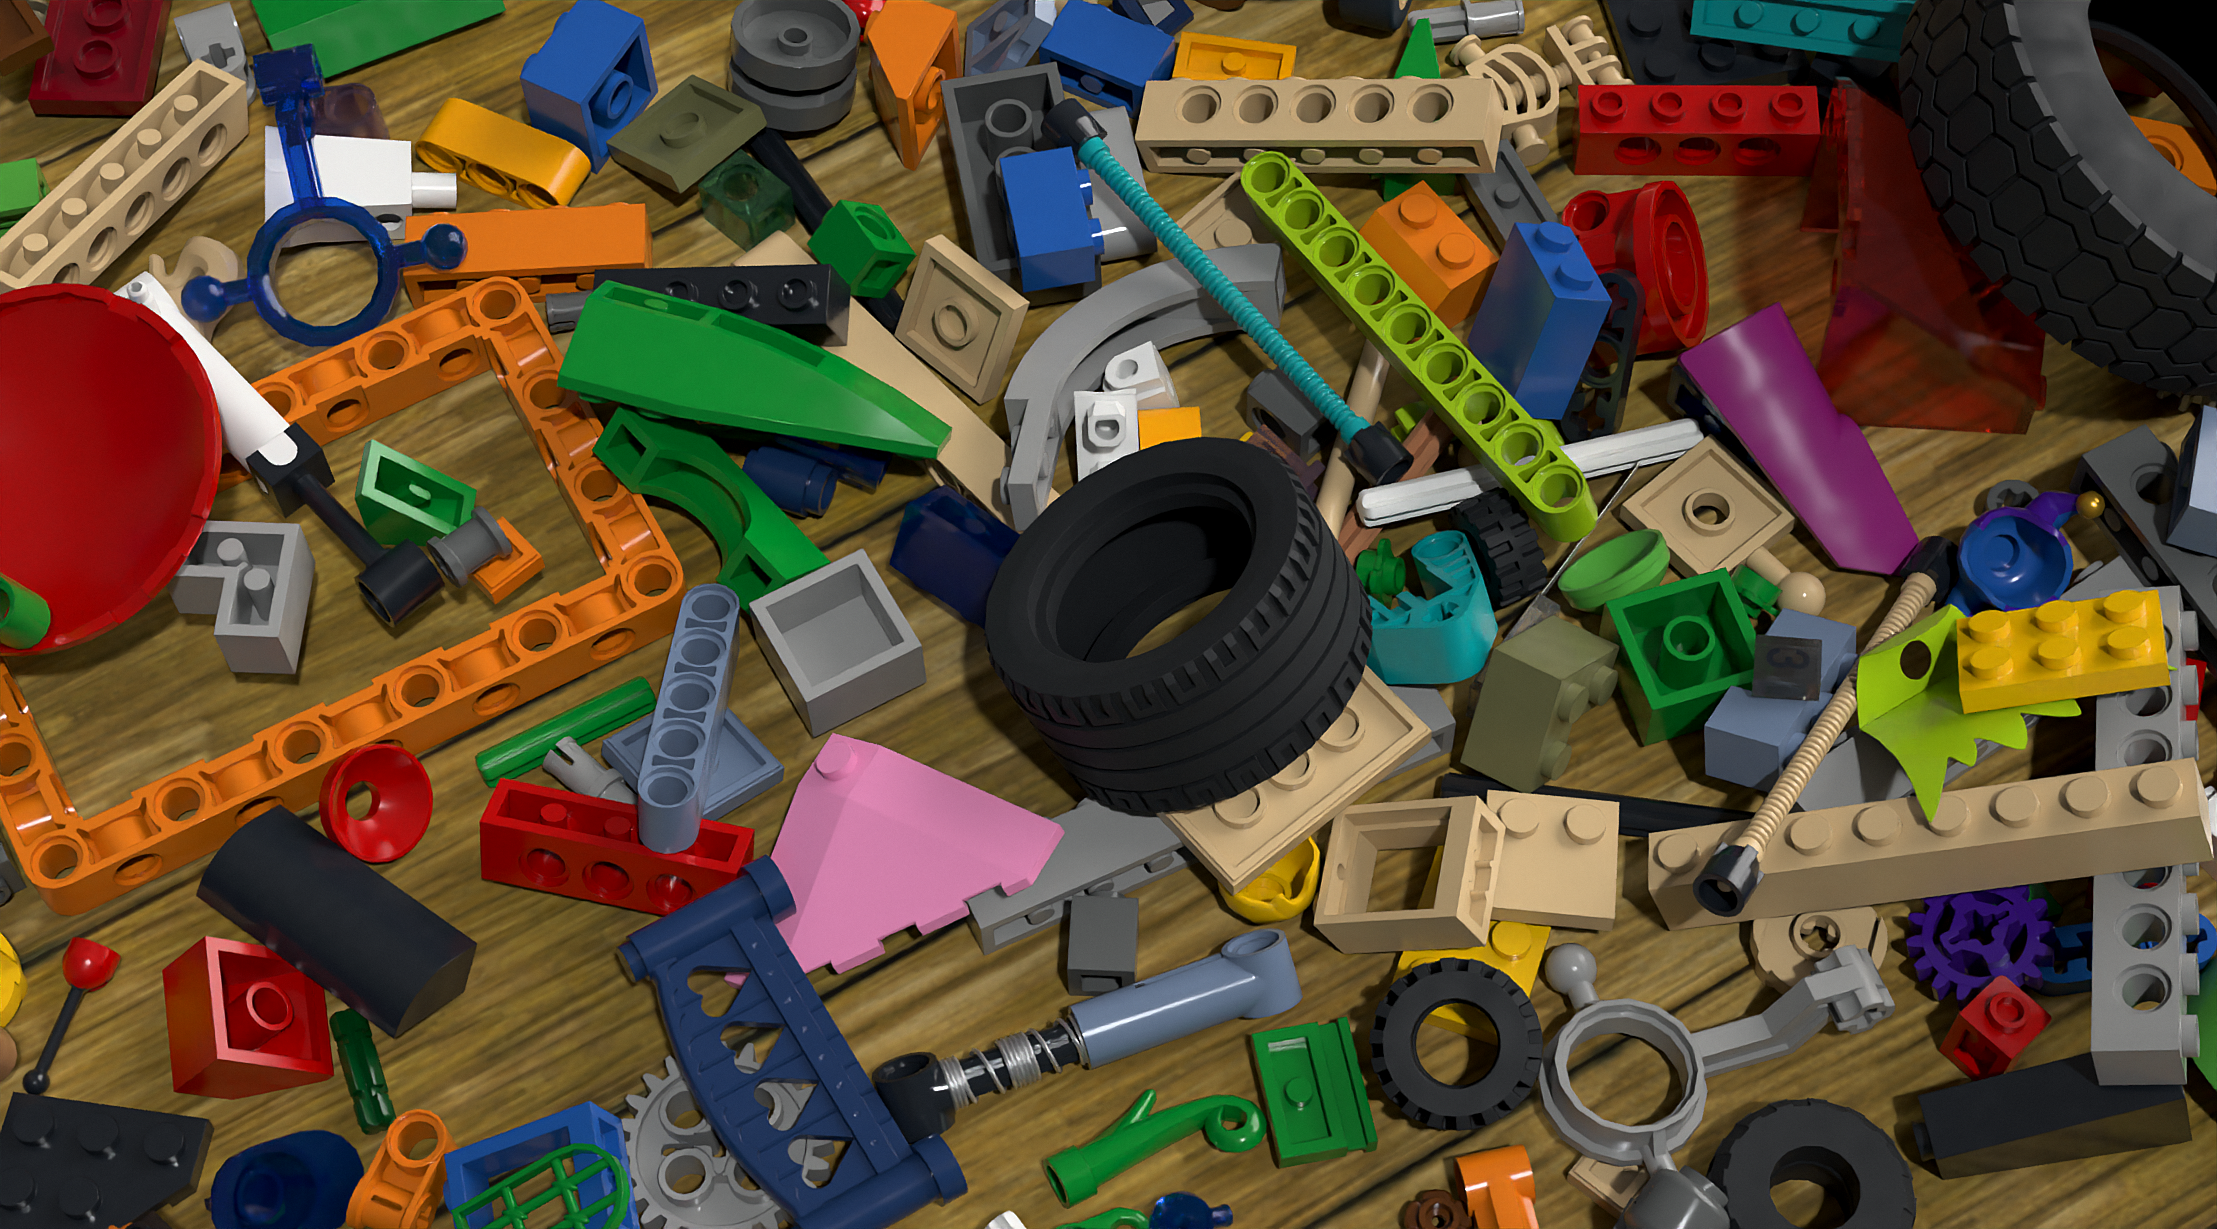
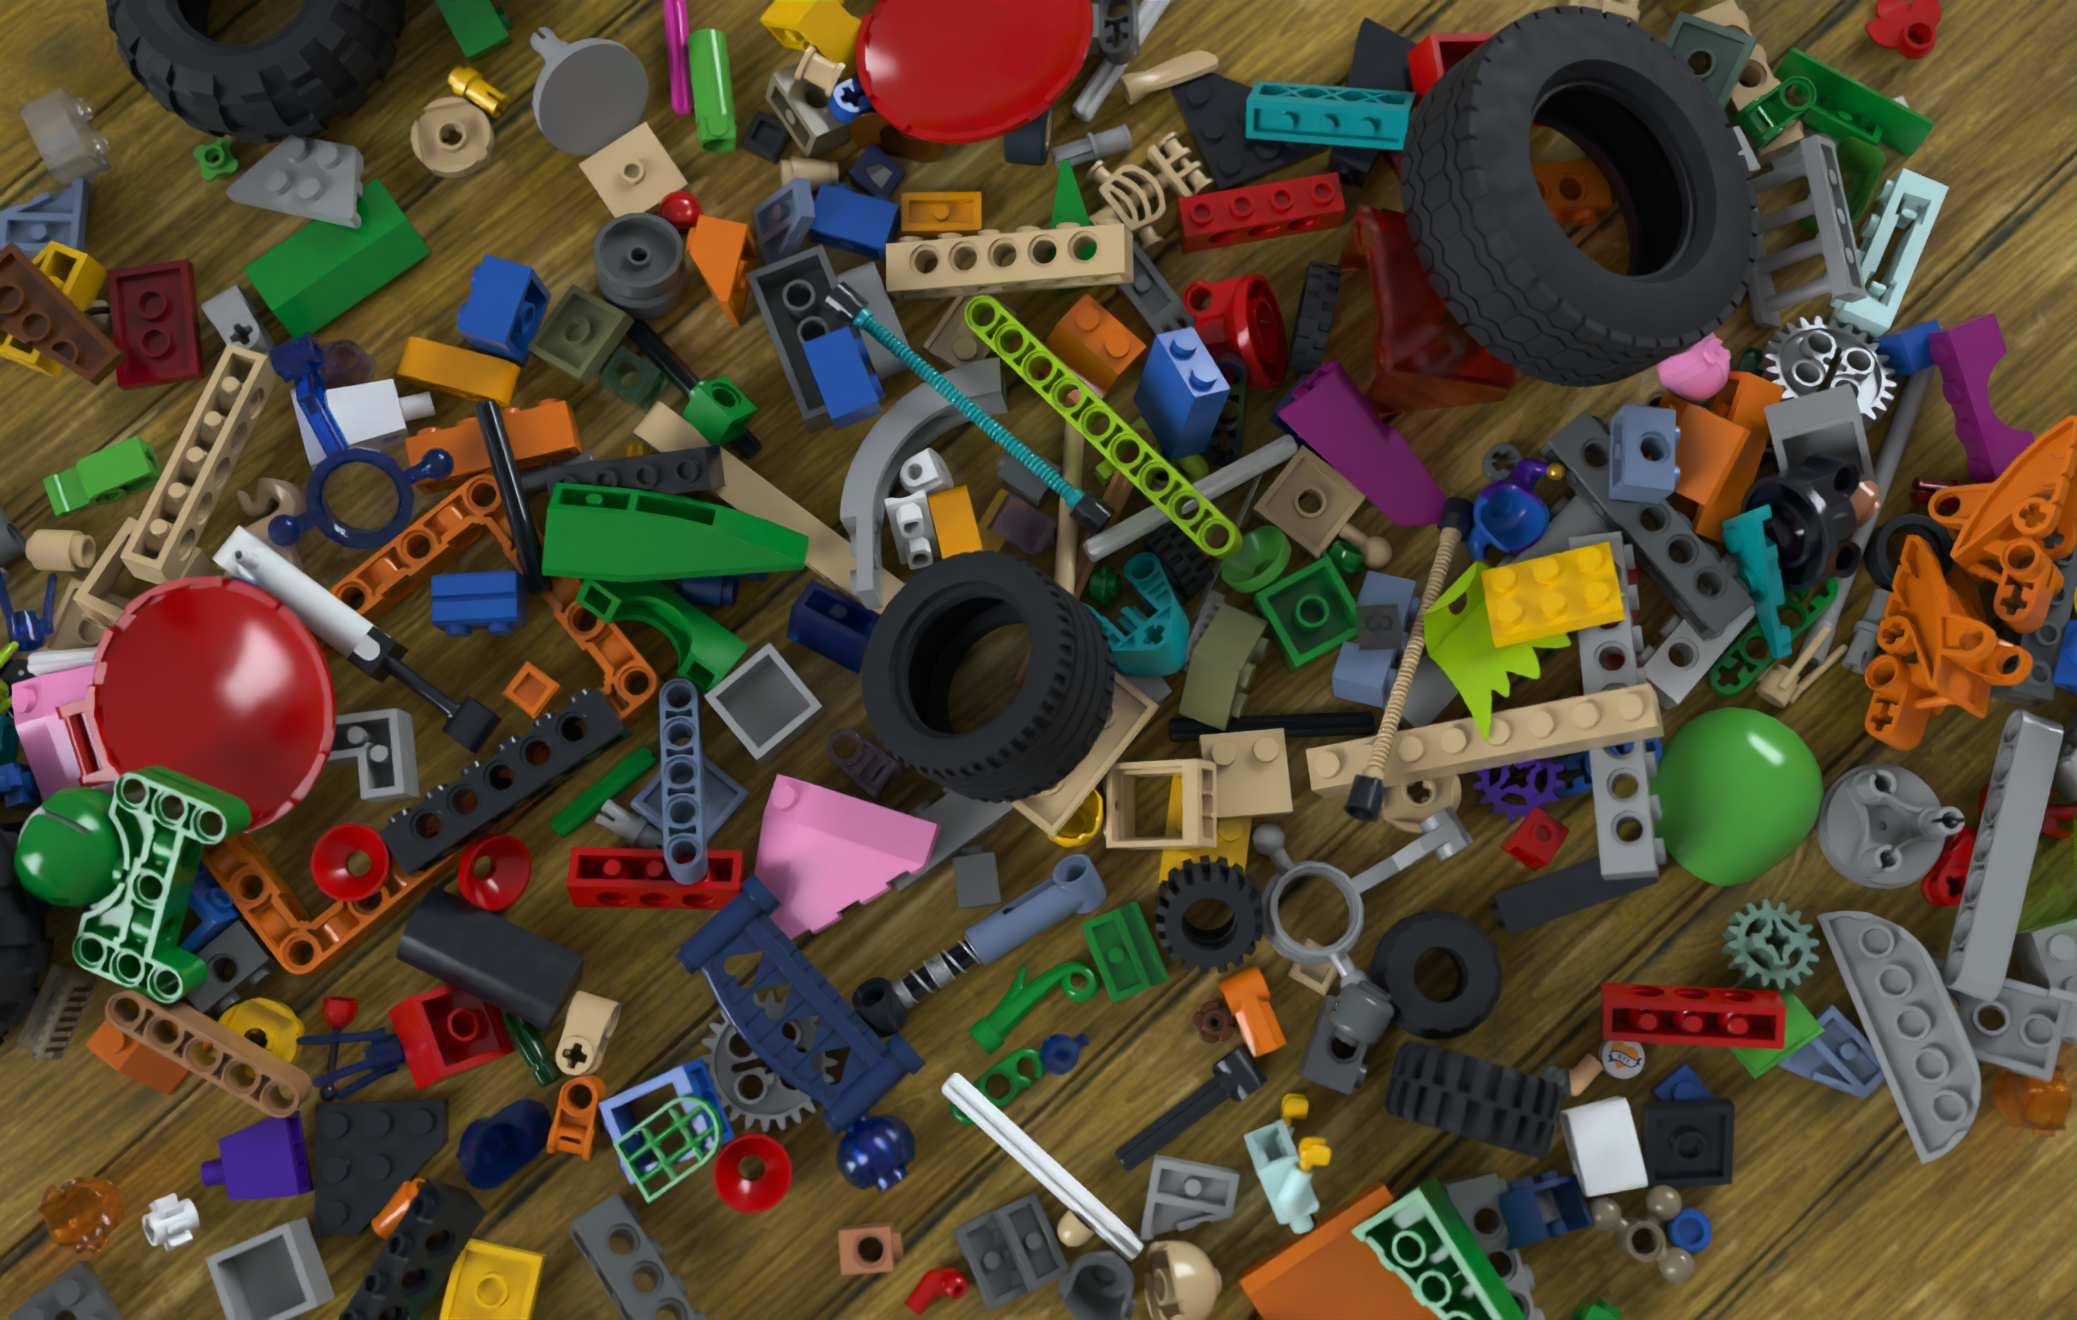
camera: 10 degrees left, 20 degrees up
(134, 1032) = (382, 1057): none -> clear blue plant
(160, 714) = (332, 856): none -> red piece
(408, 498) = (465, 663): green slope -> none
(413, 696) = (407, 831): none -> black brick
(454, 1059) = (587, 1029): none -> tan piece
(456, 424) = (479, 602): none -> blue brick
(469, 546) = (511, 695): dark grey bush -> none
(539, 309) = (513, 496): none -> black axle
(961, 318) = (797, 451): tan plate -> none
(971, 751) = (865, 763): none -> clear purple piece
(1752, 252) = (1314, 316): none -> black tyre

